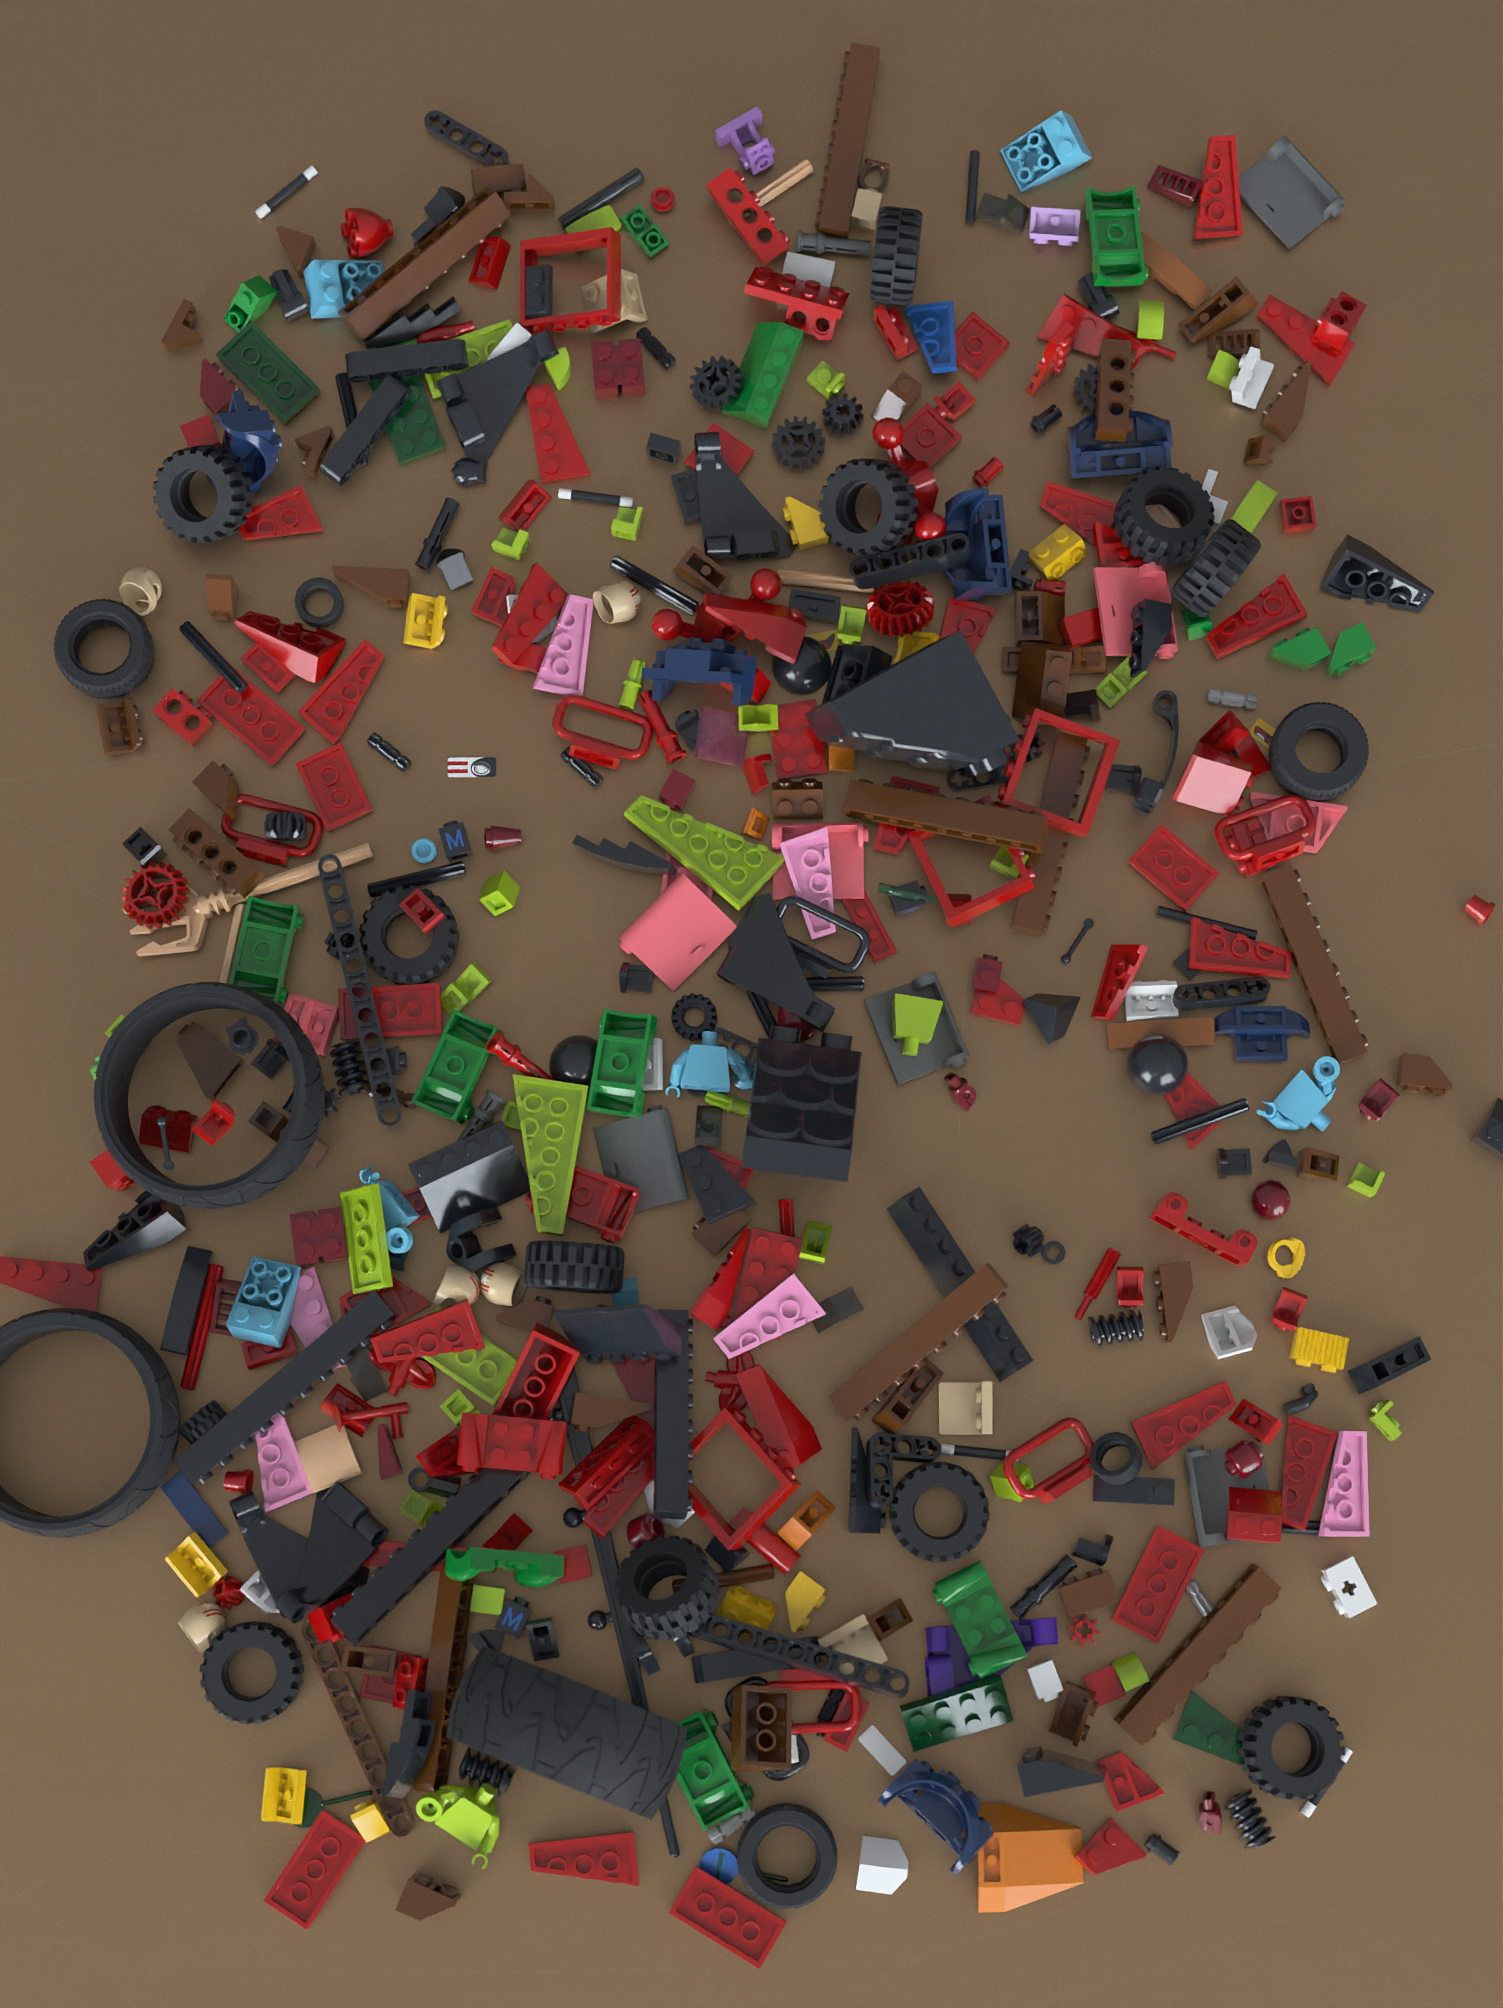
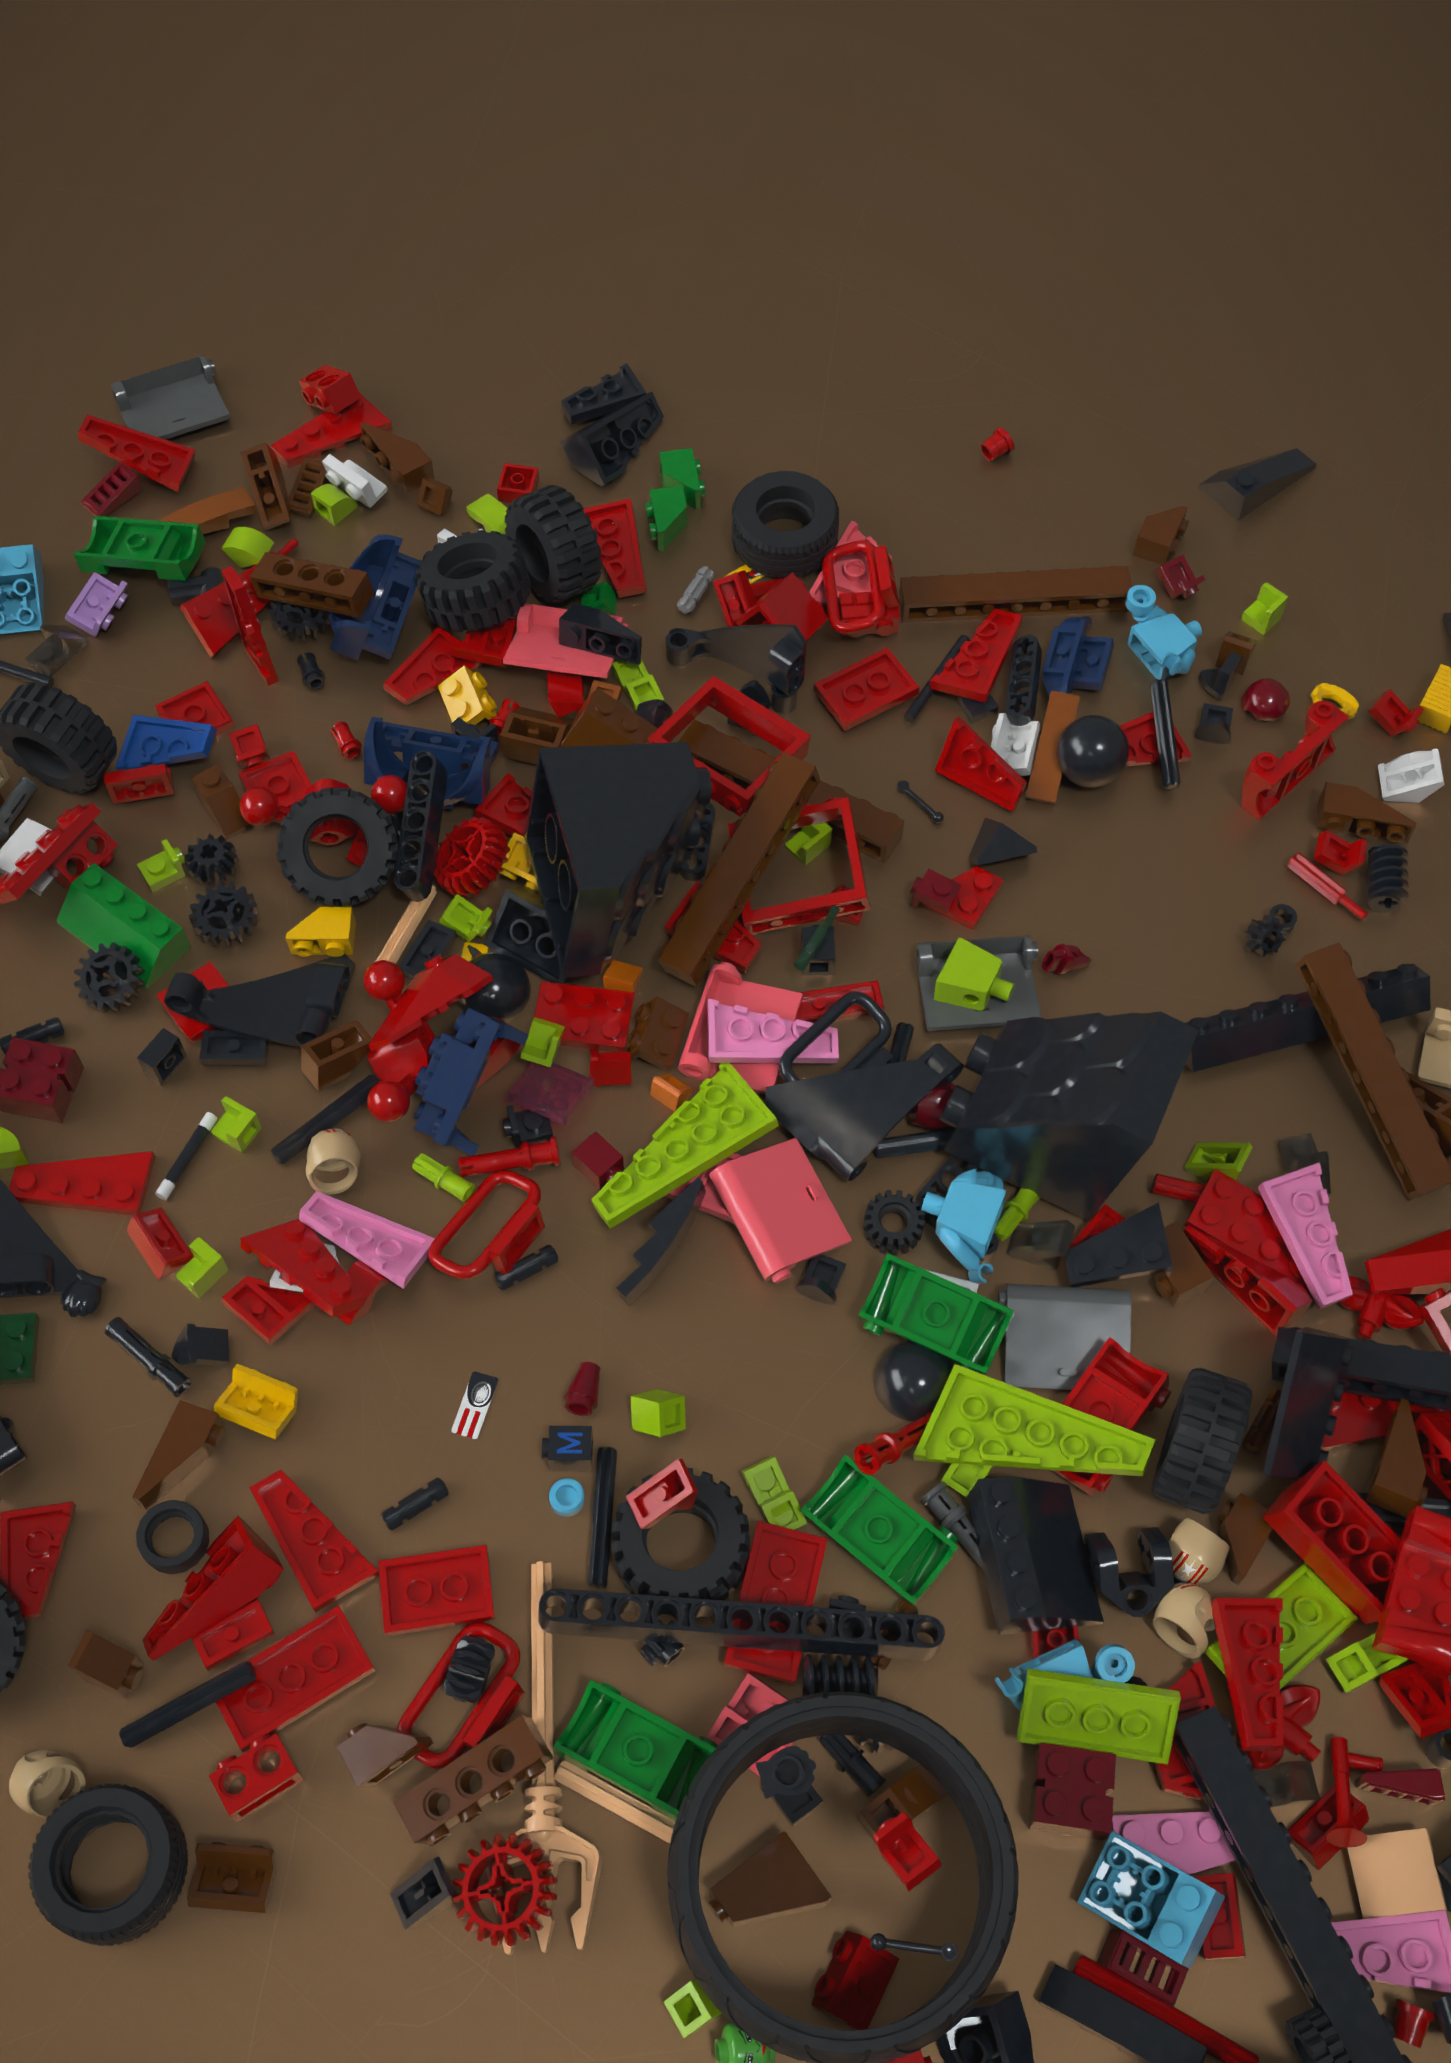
camera: 75 degrees left, 20 degrees down
(1423, 557) = (603, 398): none -> black wing

